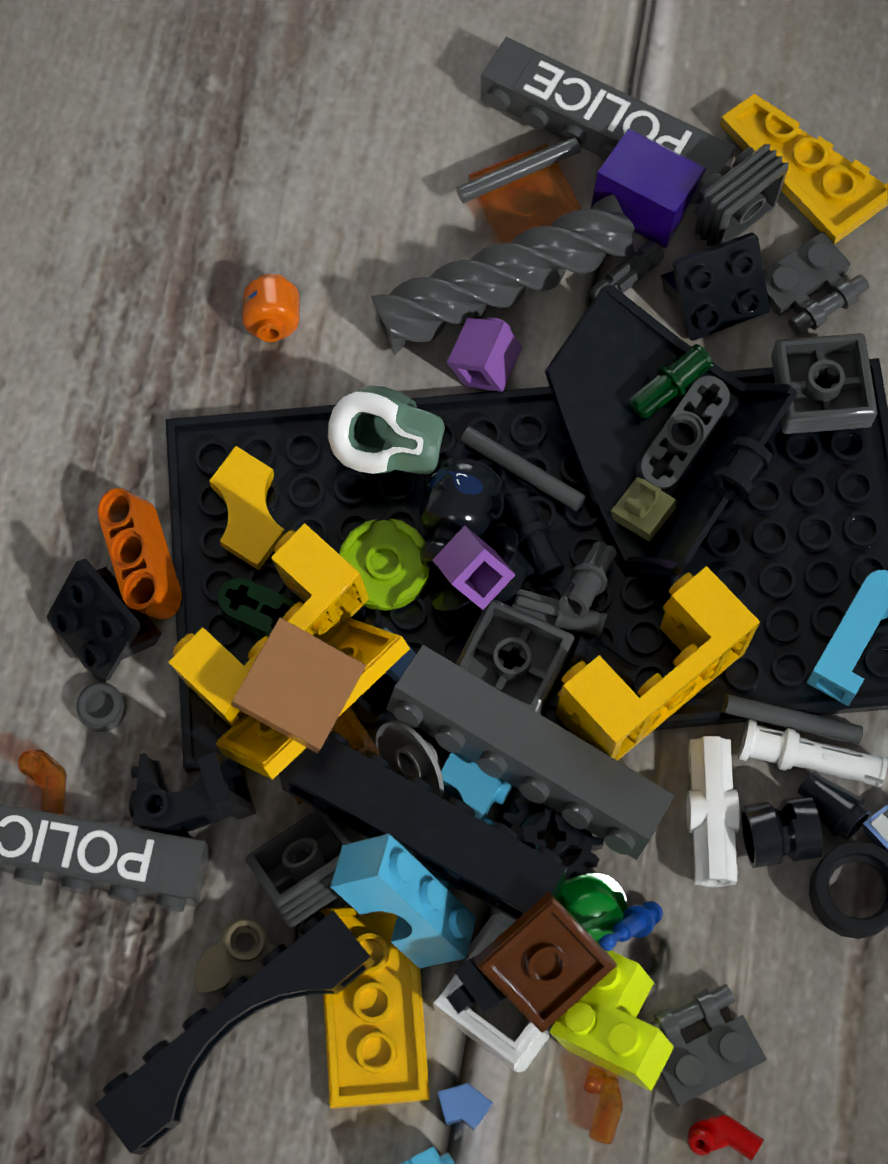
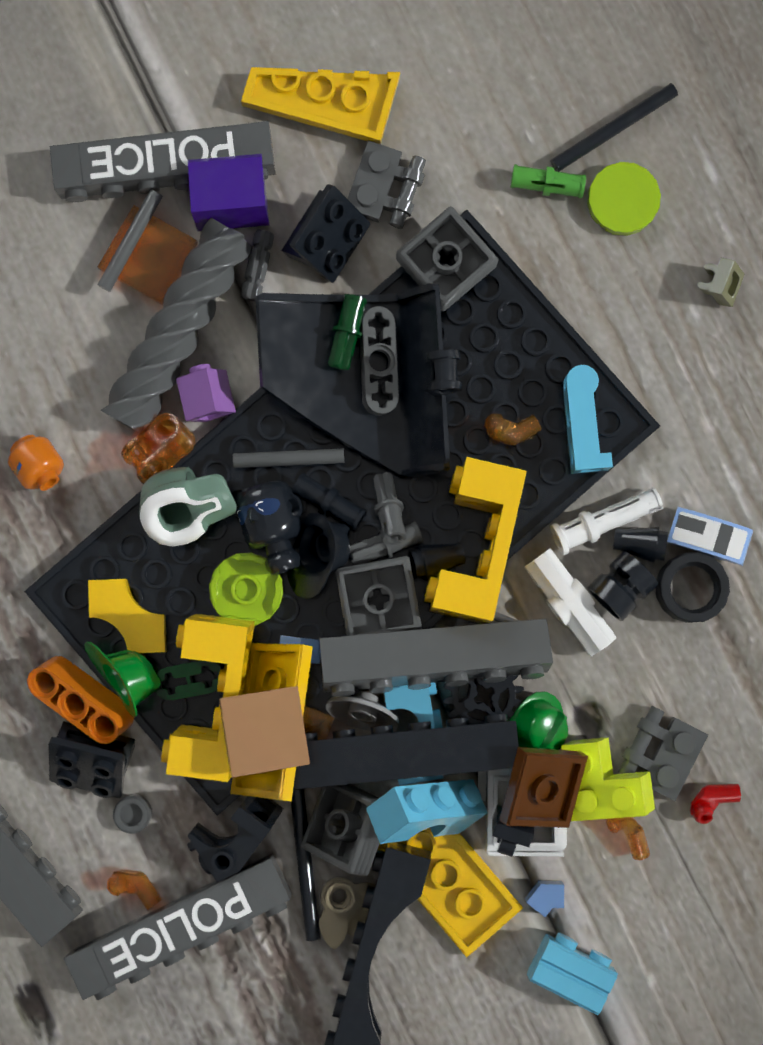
camera: 40 degrees left, 15 degrees up
(203, 555) = (127, 674): none -> green piece
(232, 887) = (305, 867): none -> black bar
(405, 367) = (159, 446): none -> clear orange piece
(473, 567) = (314, 563): medium lavender brick -> none
(637, 922) = (574, 708): blue piece -> none
(643, 509) = (390, 433): olive tile -> none
(740, 196) = (300, 150): dark grey brick -> none
(770, 595) = (510, 432): none -> clear orange arm
(792, 719) = (578, 505): dark grey bar -> none

